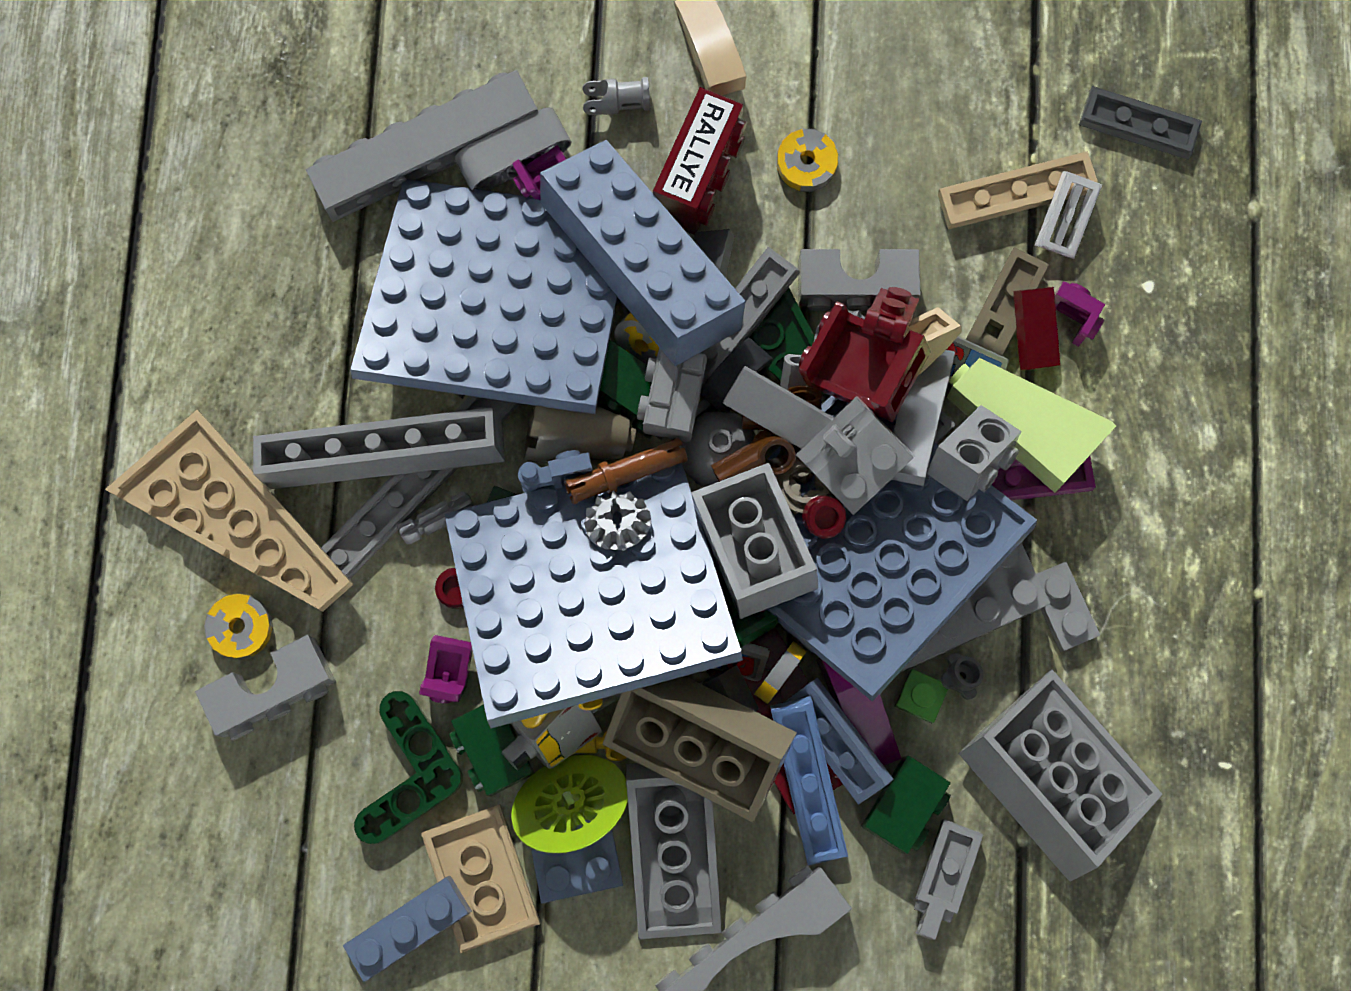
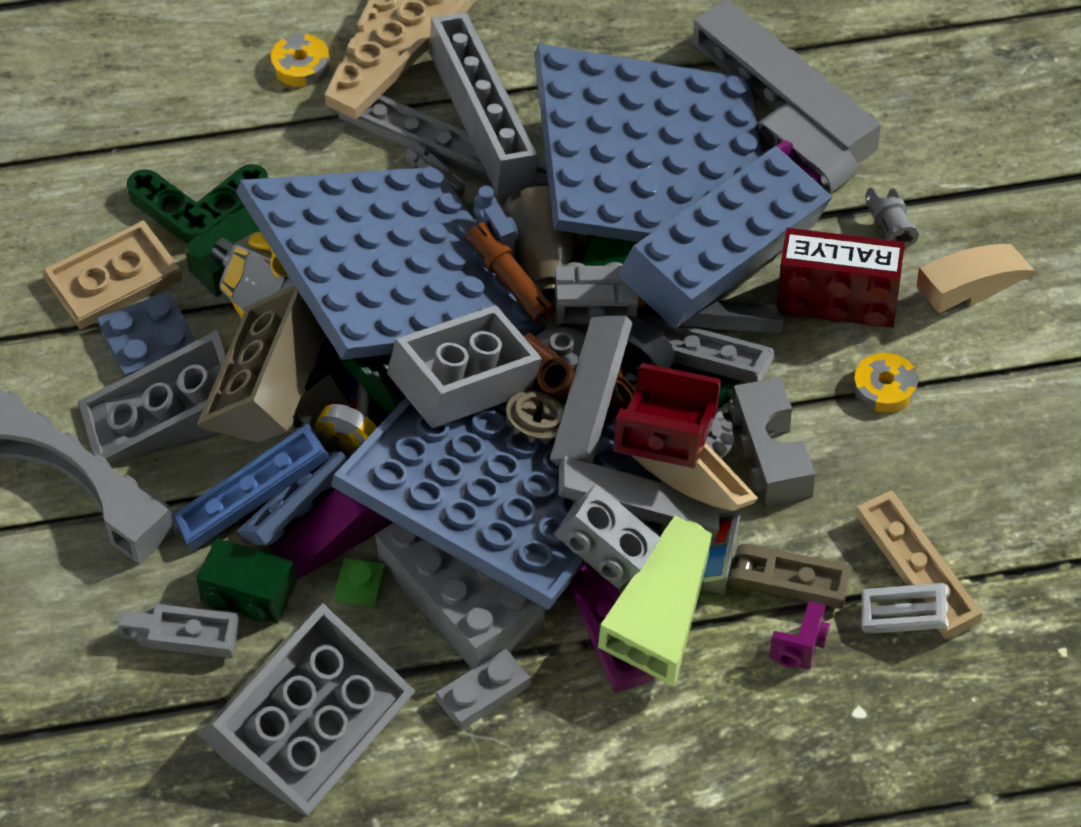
camera: 80 degrees right, 25 degrees down
(300, 675) = (265, 103): light grey arch -> none
(407, 928) = (57, 226): sand blue plate -> none
(543, 818) = (186, 306): lime piece -> none
(634, 525) = (446, 265): light grey gear -> none
(824, 516) = (505, 424): dark red tile -> none
(855, 455) = (569, 426): light grey hinge -> none
(891, 314) = (724, 433): dark red plate -> none
(969, 669) = (396, 600): flat silver plate -> none
(1036, 328) = (769, 601): dark red tile -> none
(1140, 122) = (1040, 668): dark grey tile -> none

